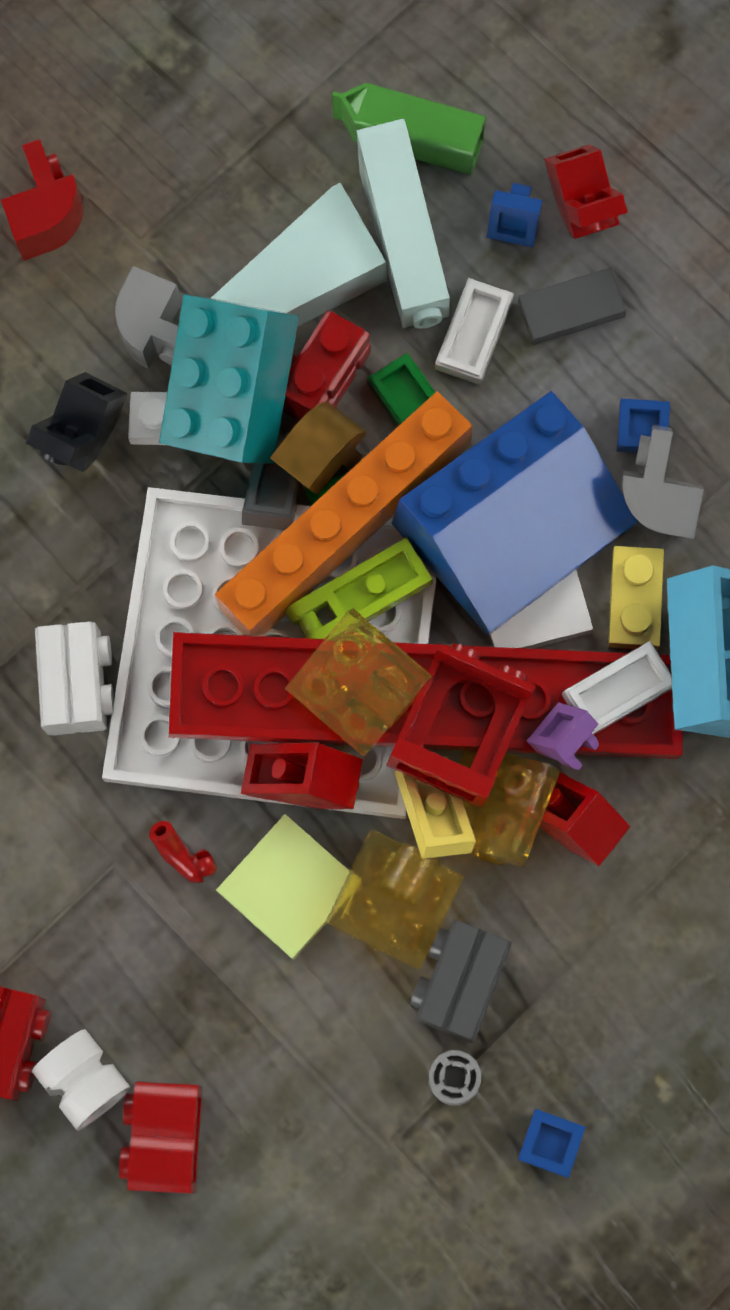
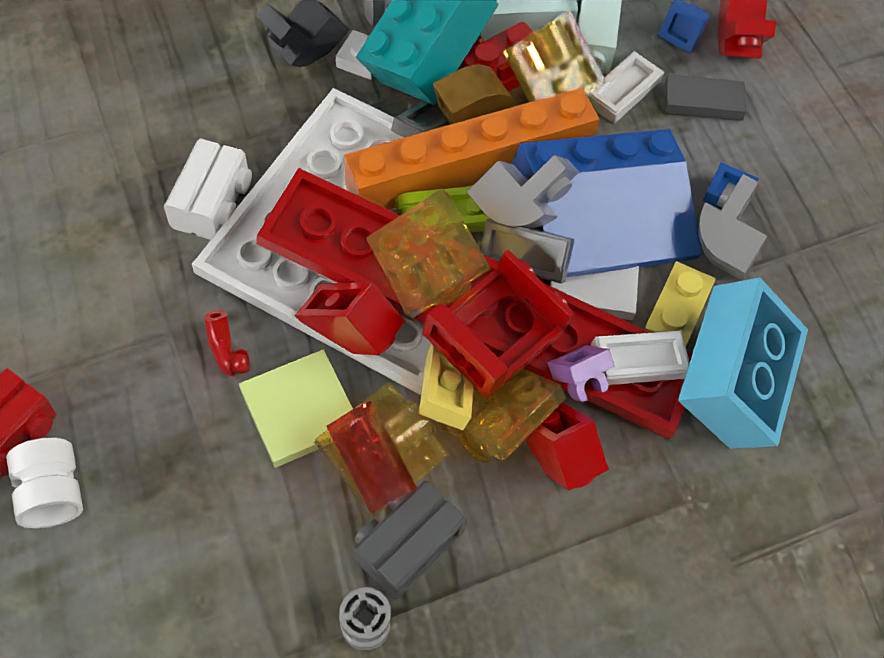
camera: 10 degrees right, 15 degrees down
(162, 1137) = (87, 563): red brick -> none
(391, 359) = (554, 60): none -> clear yellow plate
(394, 922) = (371, 456): none -> clear red plate
(424, 577) = (522, 202): none -> light grey brick
(454, 618) = (543, 251): none -> dark grey tile

